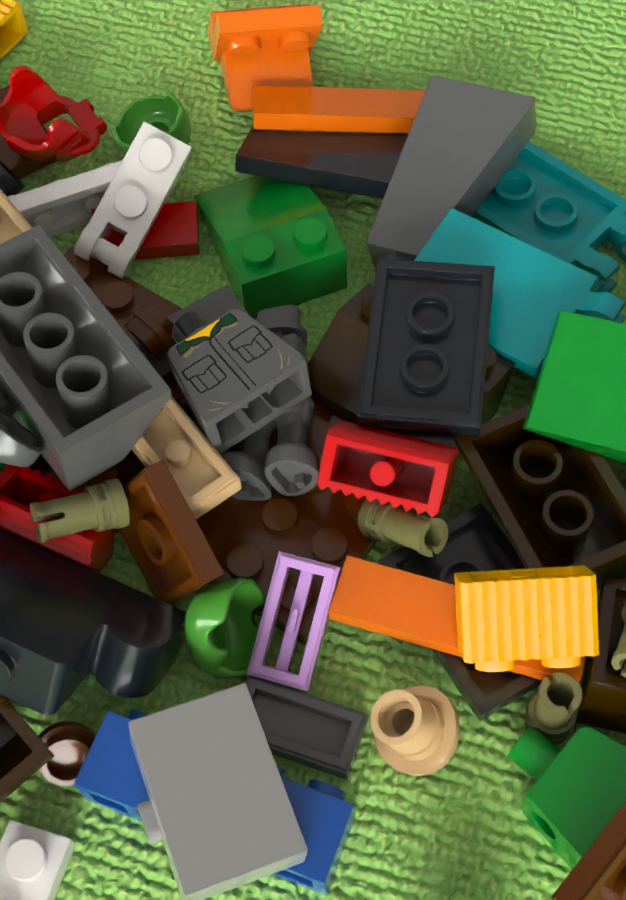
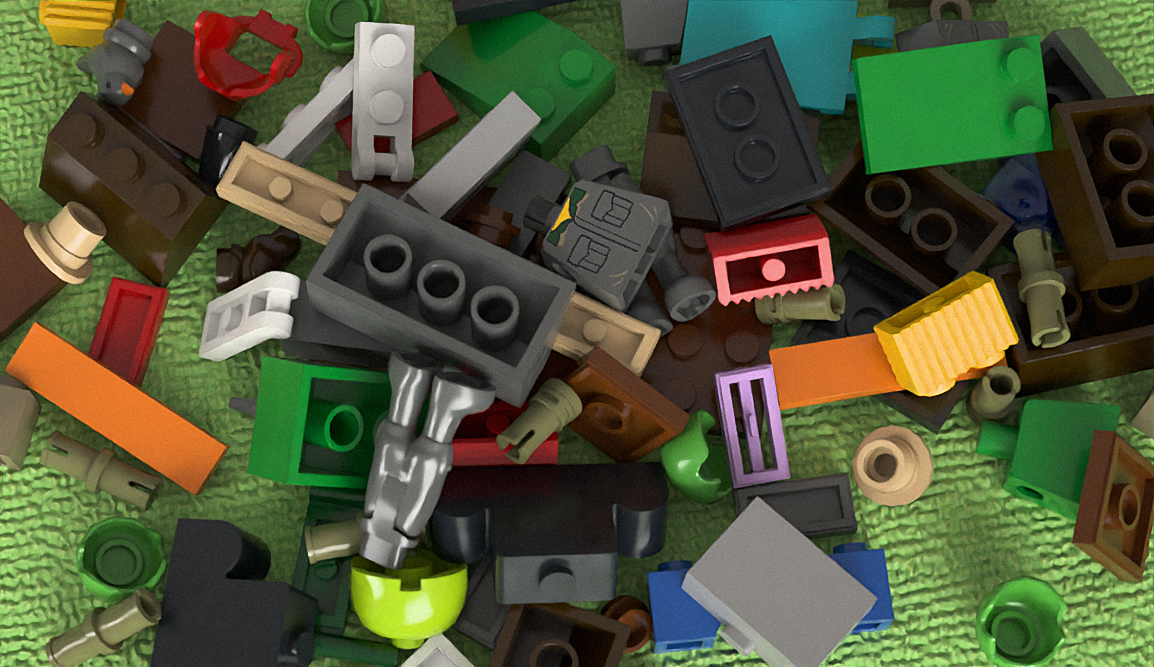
camera: 30 degrees left, 10 degrees up
(163, 267) = (474, 159): none -> light grey container

